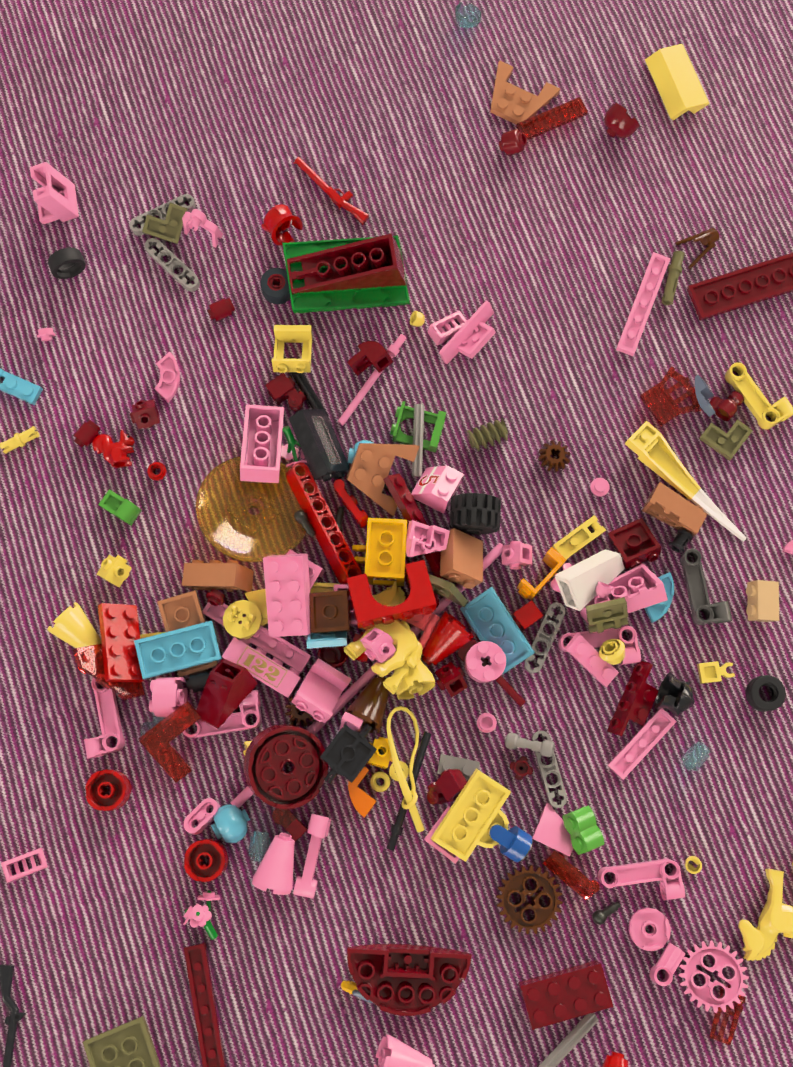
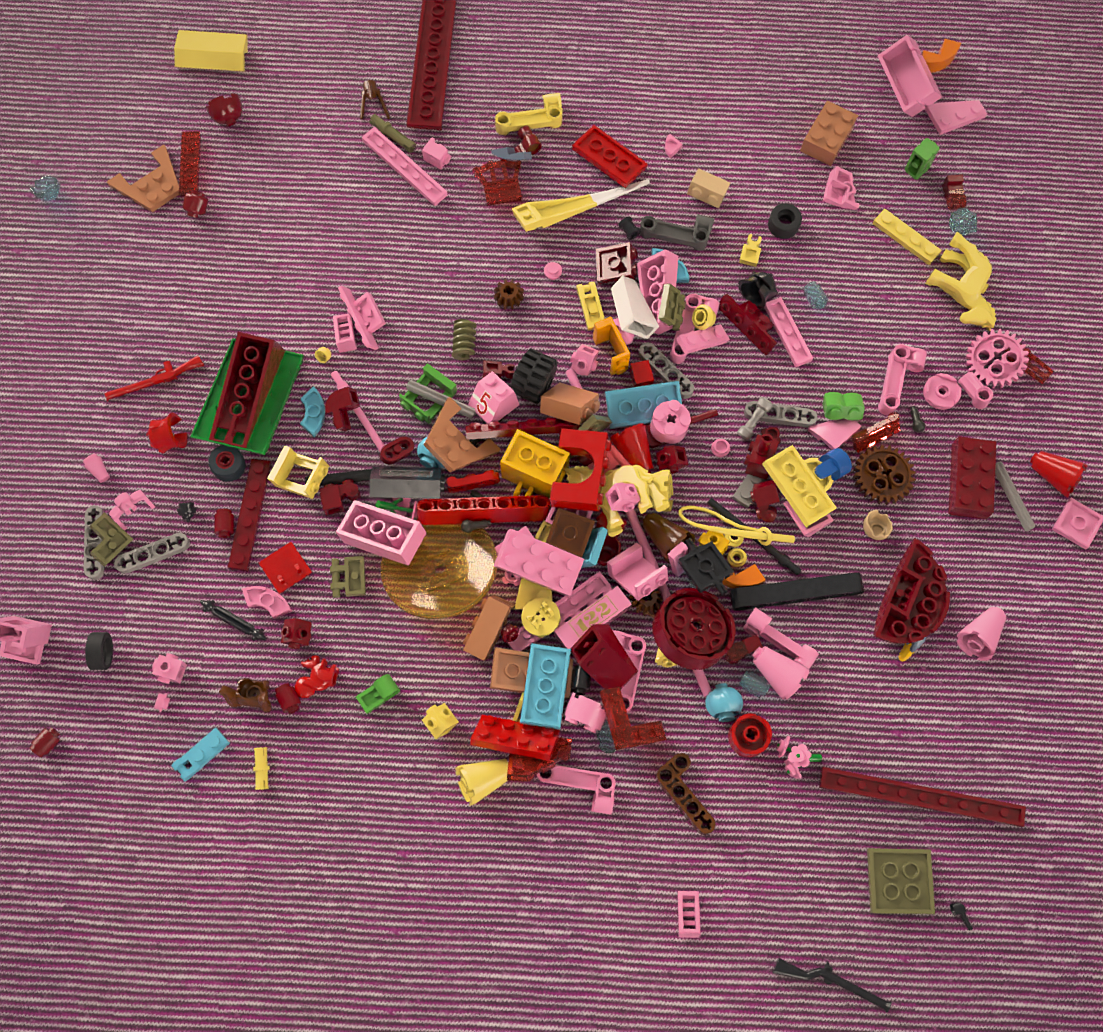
camera: 70 degrees left, 5 degrees down
(74, 325) = (169, 668): none -> bright pink brick
(75, 399) = (245, 694): none -> reddish brown hair
(96, 790) = (651, 791): red brick -> none
(129, 823) = (688, 796): none -> reddish brown beam
(139, 357) = (233, 620): none -> black wheel
(152, 467) = (357, 640): red plate -> none
(201, 815) = (708, 726): bright pink plate -> none
(203, 378) = (285, 567): none -> red plate
(217, 440) = (354, 577): none -> olive plate
(221, 273) = (186, 510): none -> black plate
(228, 183) = (96, 467): none -> bright pink cone
(239, 327) = (249, 515): none -> dark red plate
(350, 423) = (395, 451): none -> dark red plate
(352, 338) = (314, 412): none -> medium azure tile
(369, 854) = (796, 591): none -> black beam
(425, 539) = (541, 422): bright pink slope -> none
(470, 911) = (877, 525): none -> tan hair
(471, 477) = (499, 369): none -> dark red plate
(495, 765) = (761, 450): none -> dark red brick
(603, 590) = (649, 300): bright pink hinge -> none
(670, 326) = (436, 154): none -> bright pink brick
(674, 509) = (600, 220): nougat wedge -> none
(690, 868) = (907, 335): light yellow hinge -> none
(726, 443) = (560, 156): olive plate -> none
(751, 490) = (609, 156): none -> red plate

